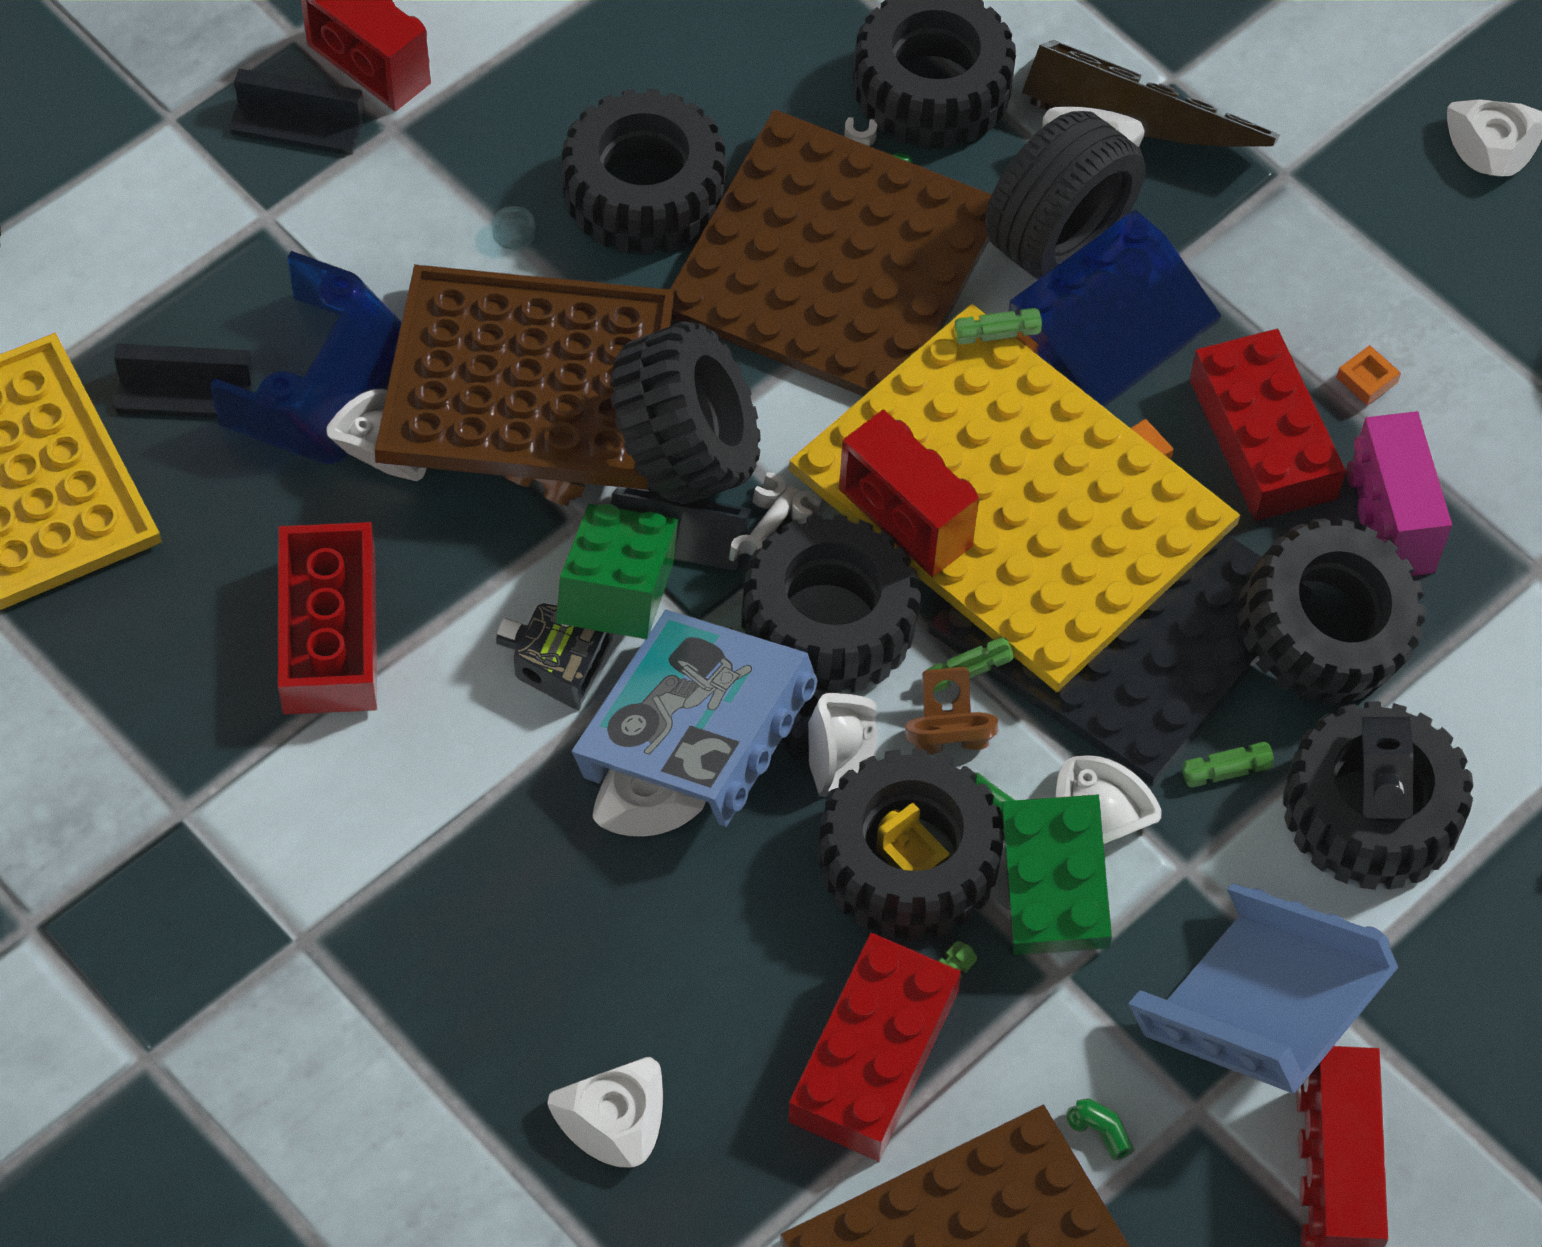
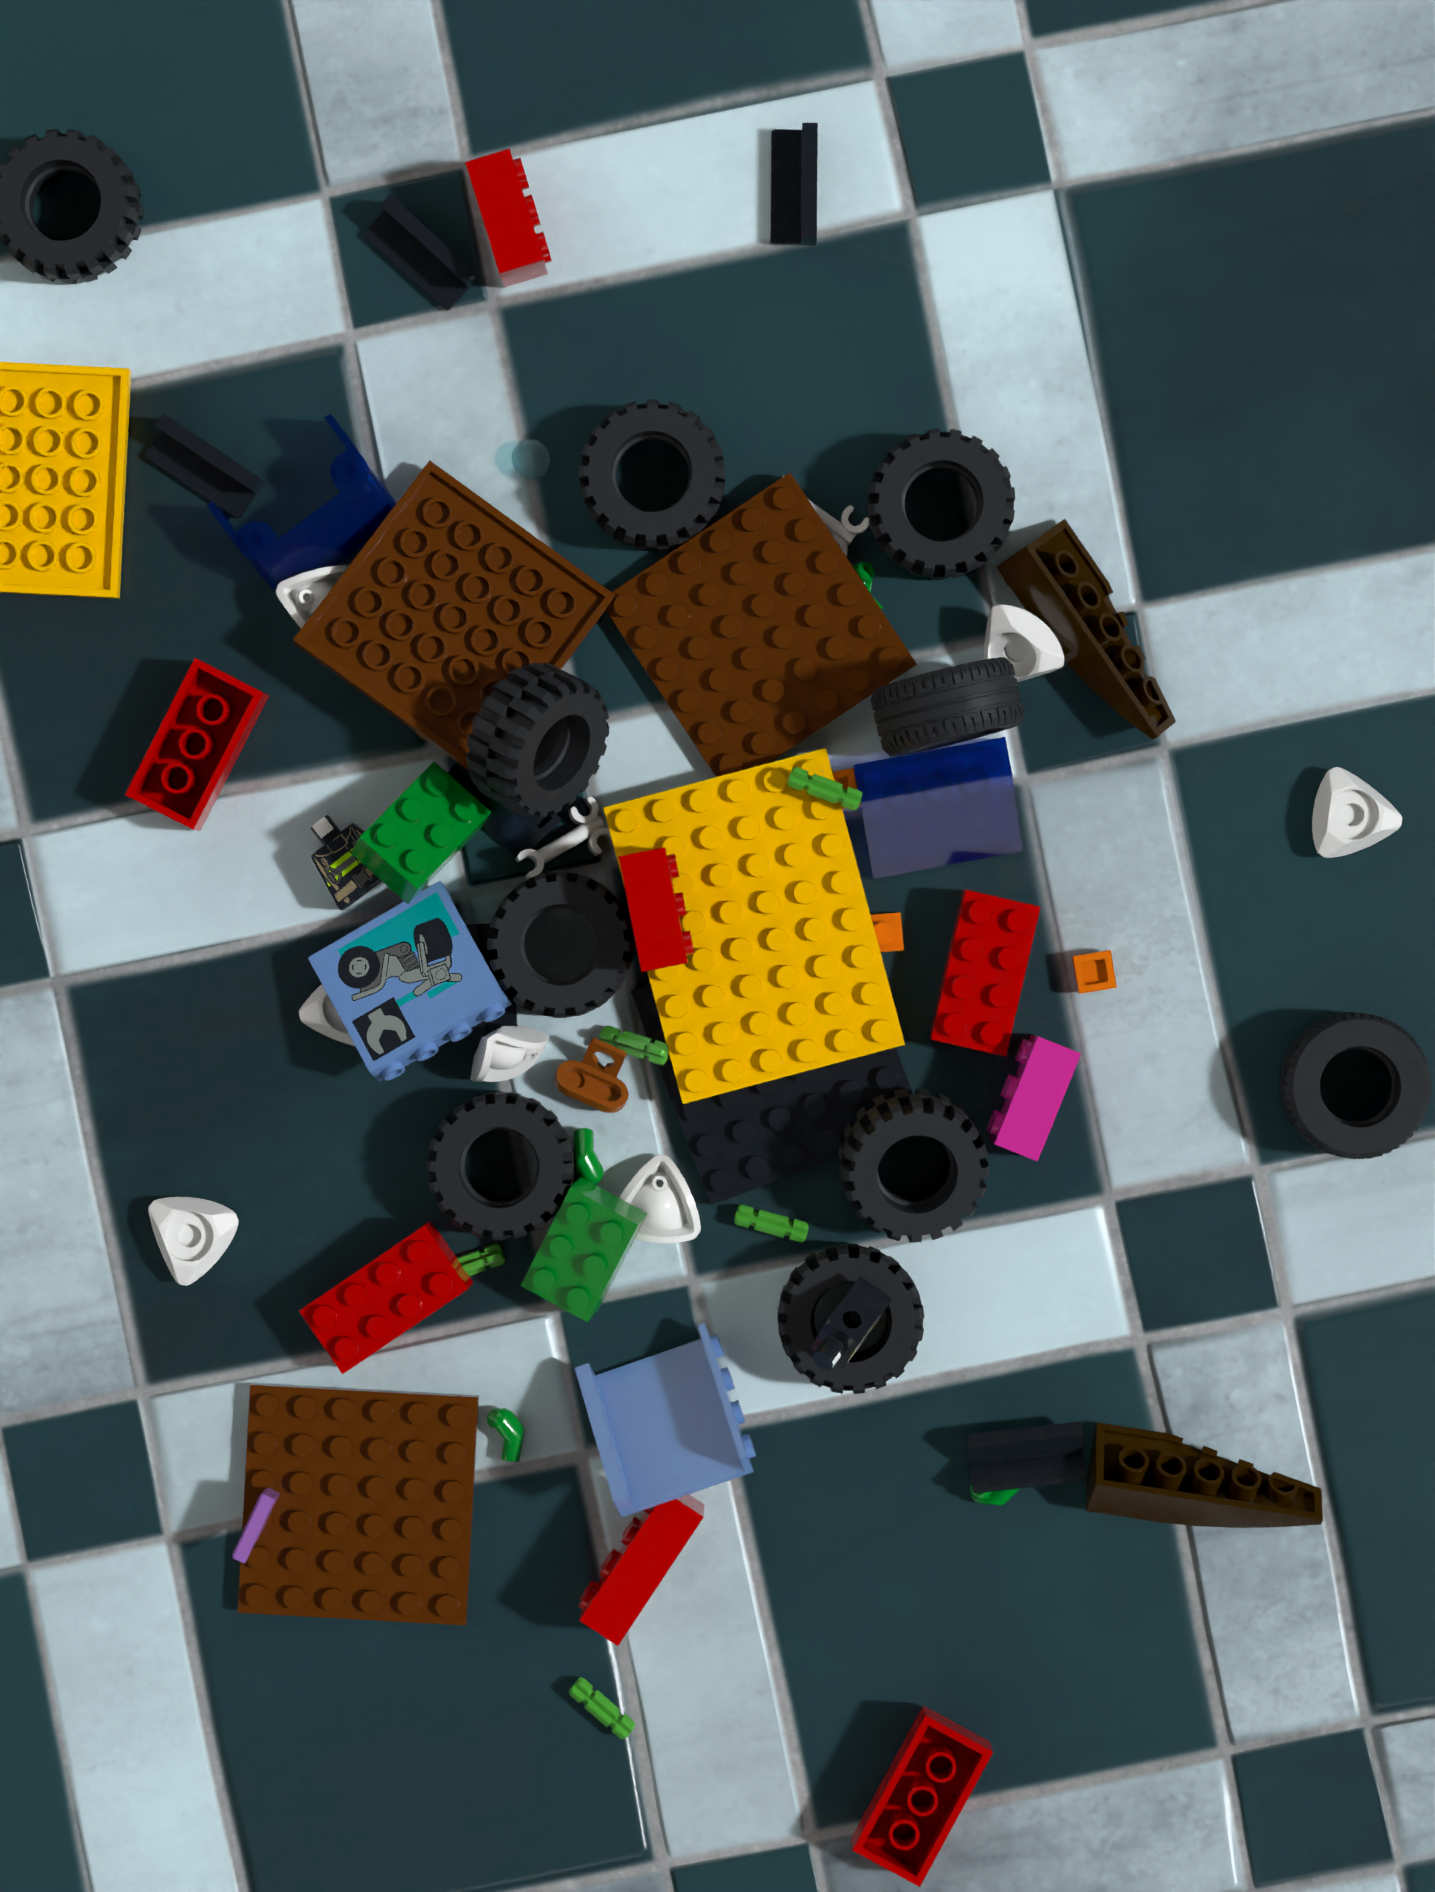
camera: 35 degrees right, 30 degrees up
(907, 843) = (503, 1164): yellow bracket -> none

